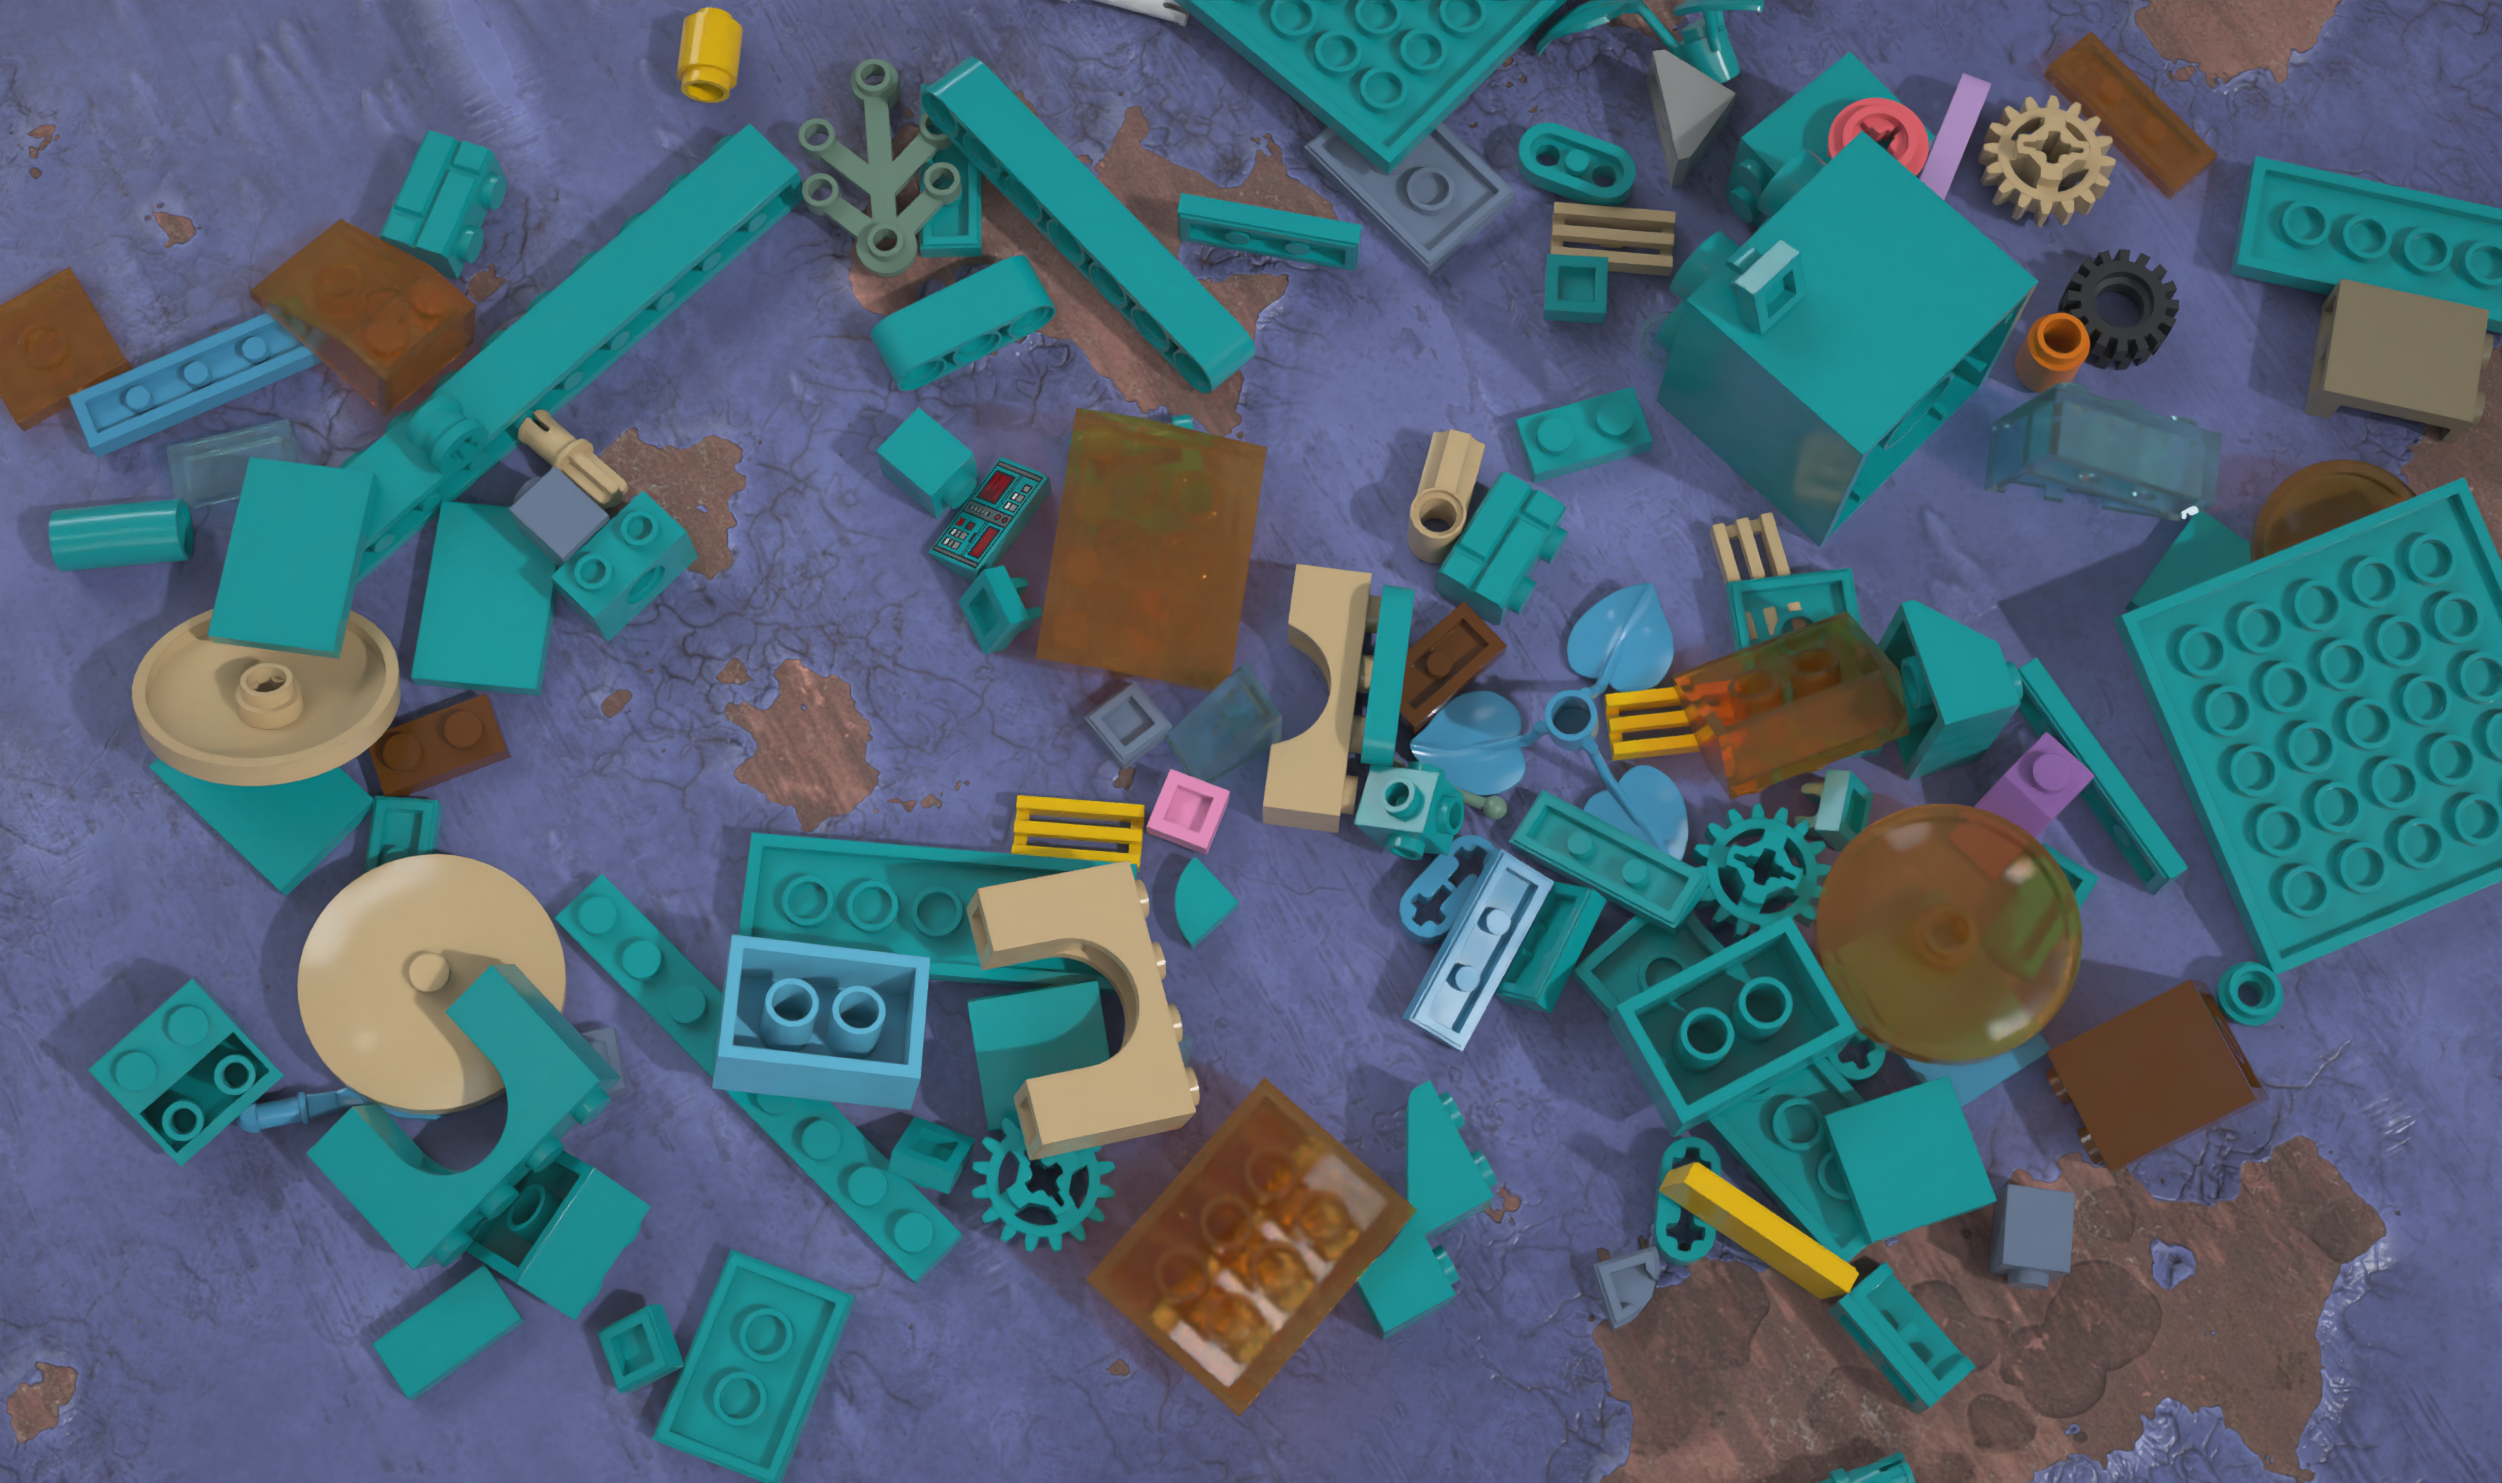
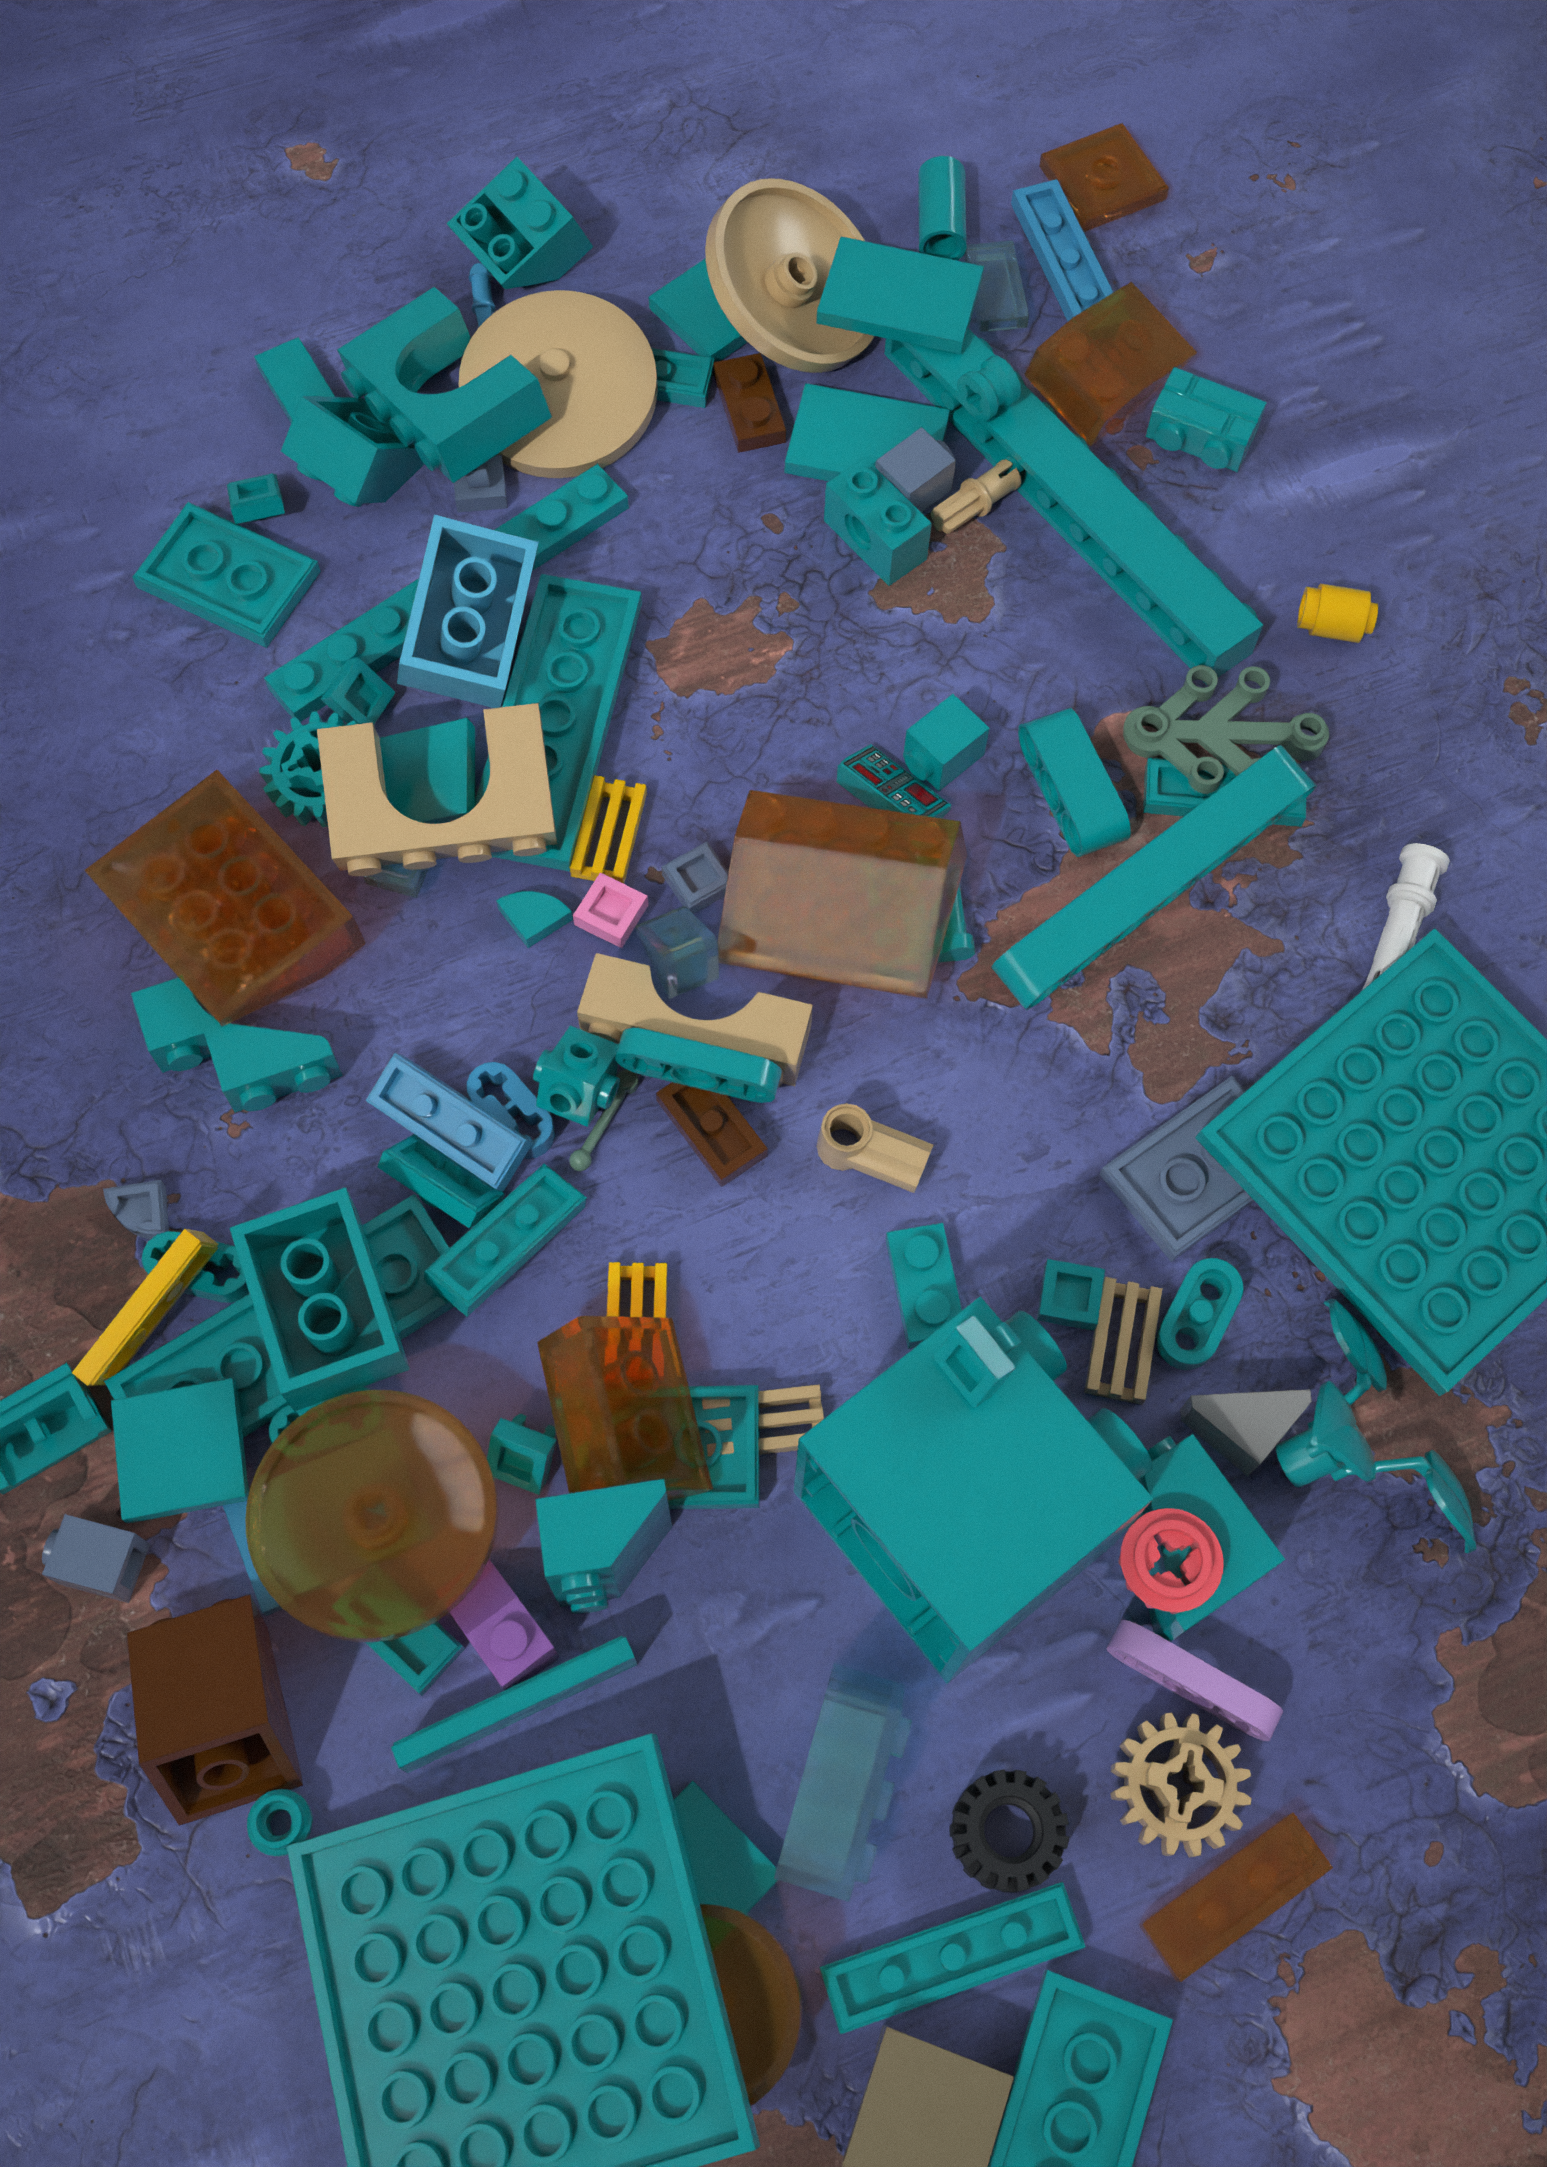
camera: 95 degrees right, 5 degrees down
(996, 610) = (810, 781): teal tile -> none
(1269, 232) = (1143, 1032): teal tile -> none
(1502, 549) = (814, 1191): teal brick -> none
(1614, 642) = (635, 1154): dark azure plant -> none
(1736, 865) = (484, 1347): teal gear -> none
(2052, 351) = (973, 1728): orange brick -> none
(2239, 358) = (951, 1957): none -> teal tile

